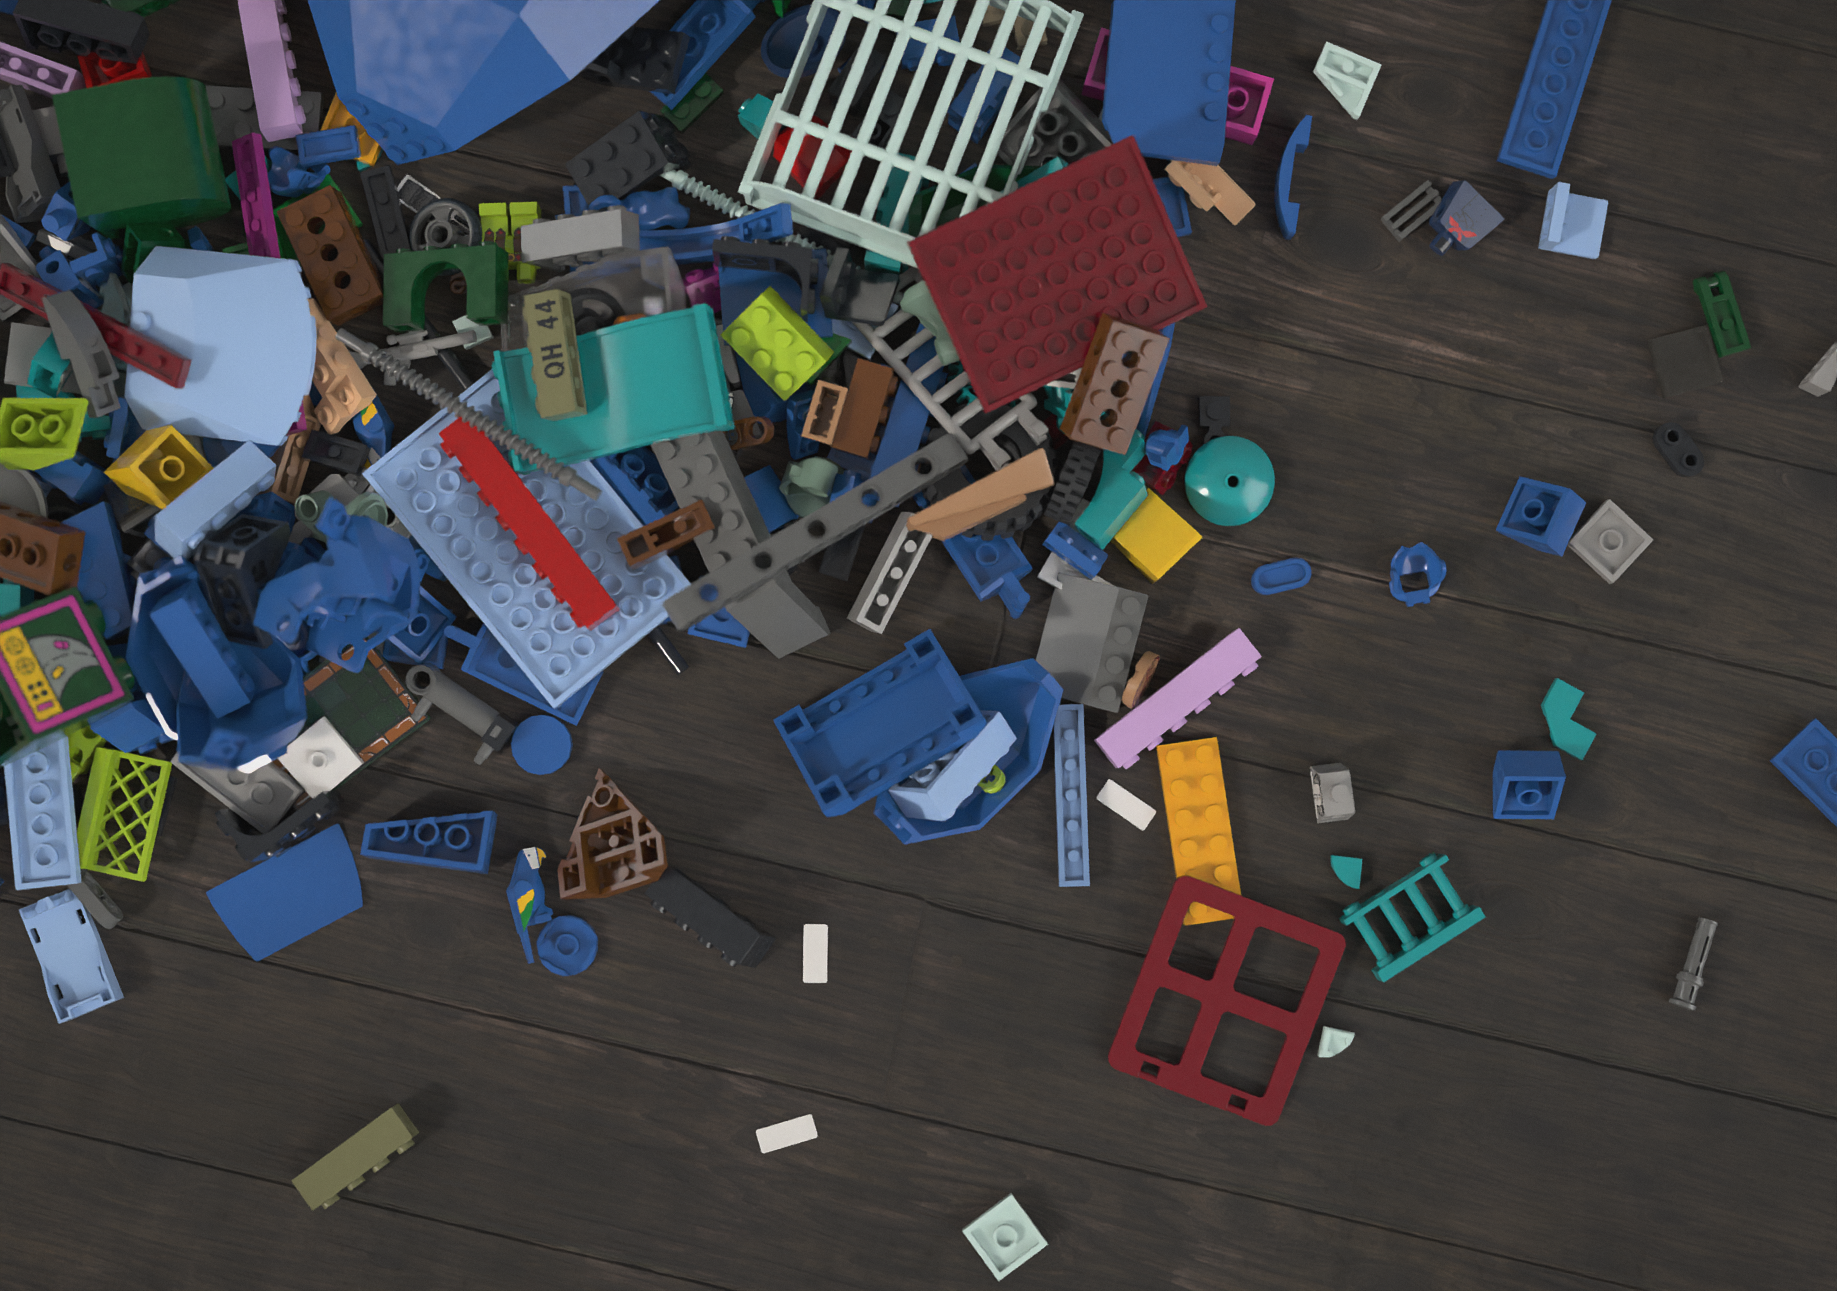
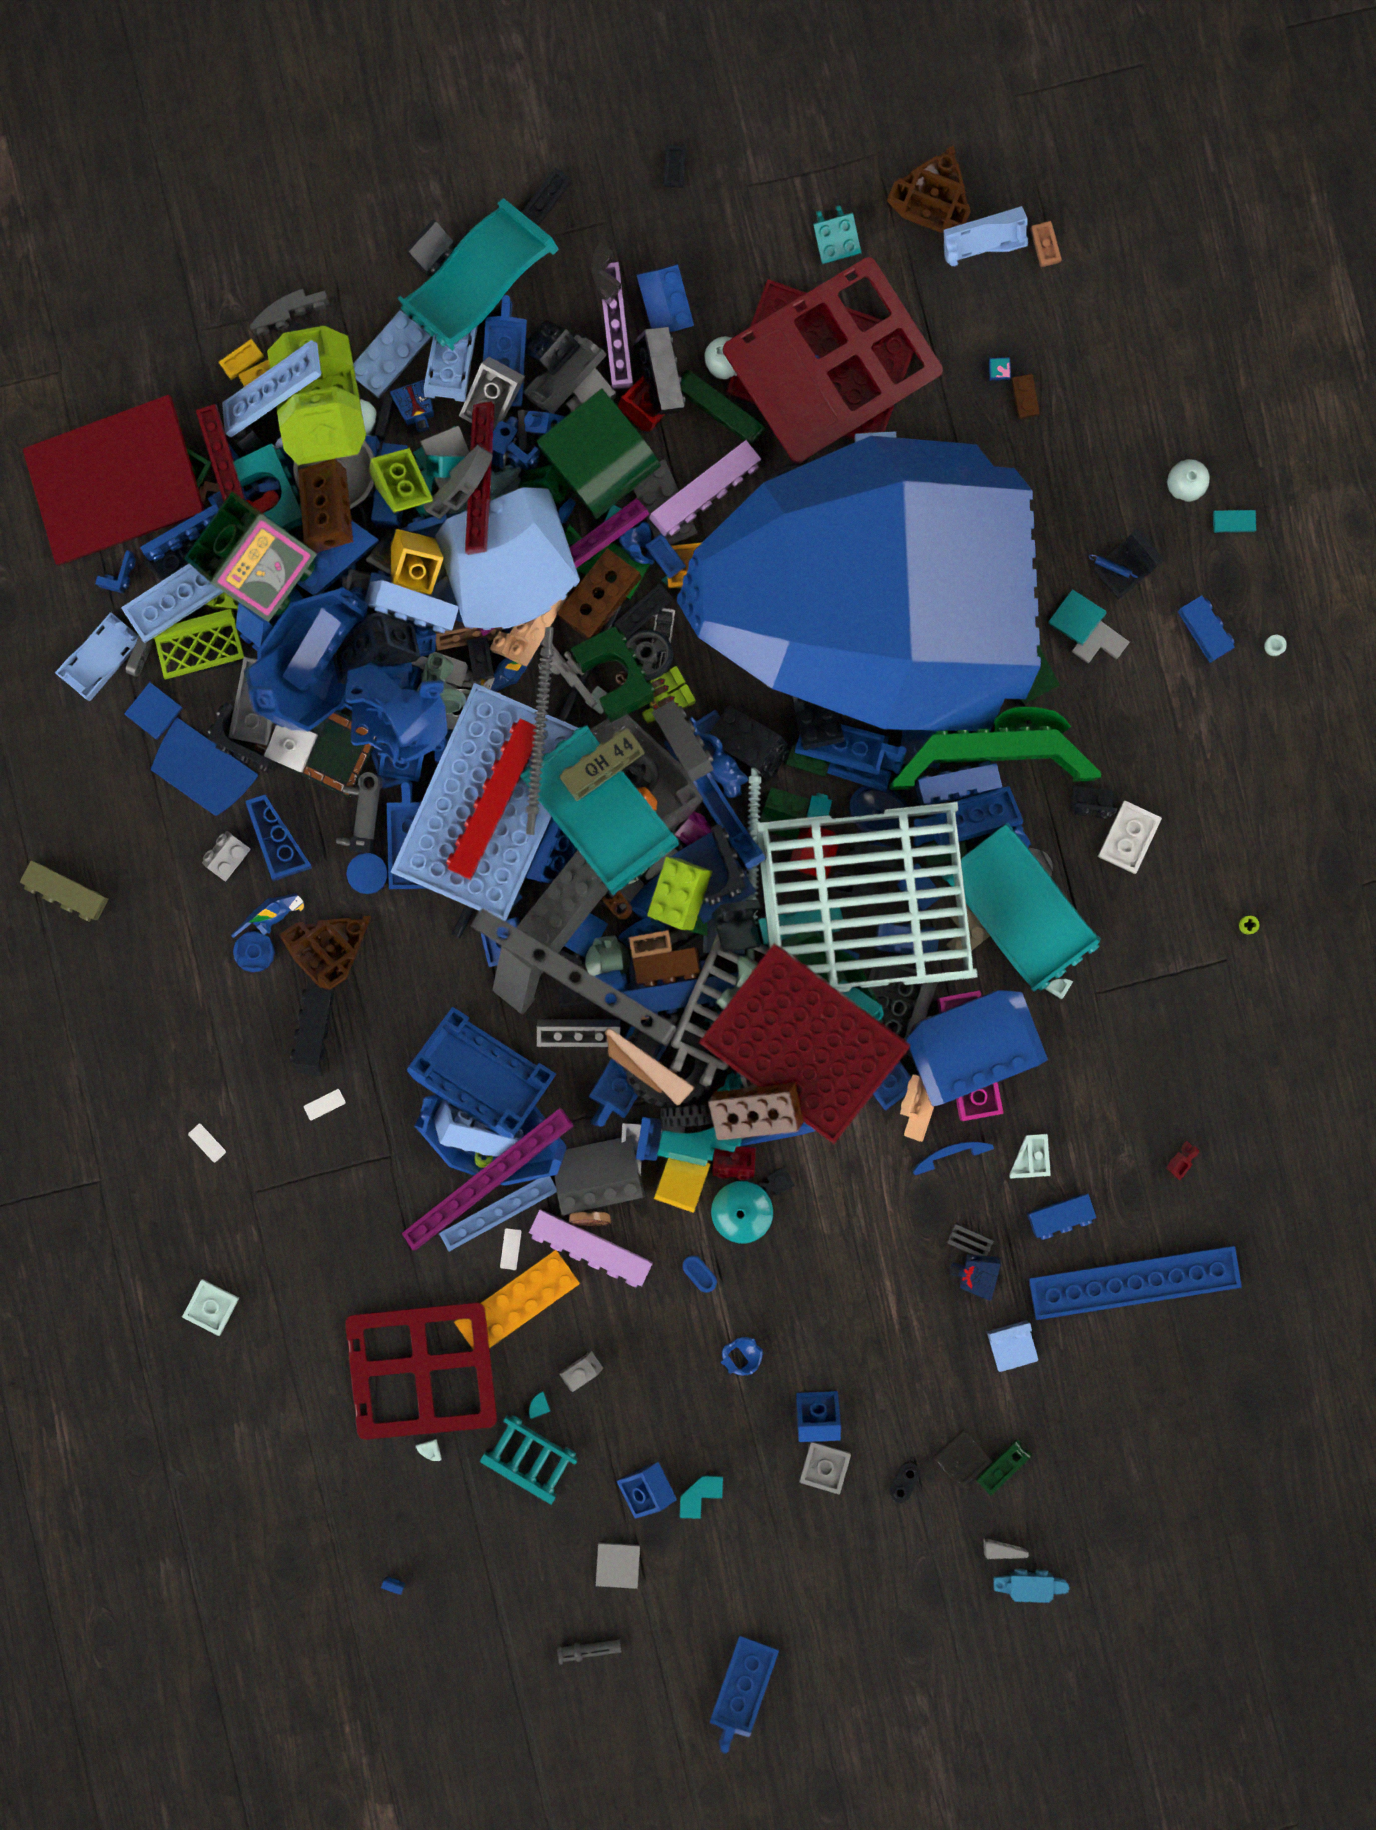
camera: 70 degrees right, 0 degrees up
(180, 918) = (153, 711): none -> blue tile
(421, 918) = (225, 855): none -> light grey bracket
(665, 534) = (528, 886): reddish brown slope -> none
(730, 159) = (784, 806): none -> dark green slope
(745, 44) = (865, 778): none -> blue tile
(1022, 785) = (487, 1179): none -> magenta plate
(1166, 447) = (739, 1162): blue piece -> none
(1440, 77) = (1061, 1216): none -> blue brick
(1487, 1177) = (393, 1585): none -> blue tile
(1603, 871) = (617, 1565): none -> light grey tile

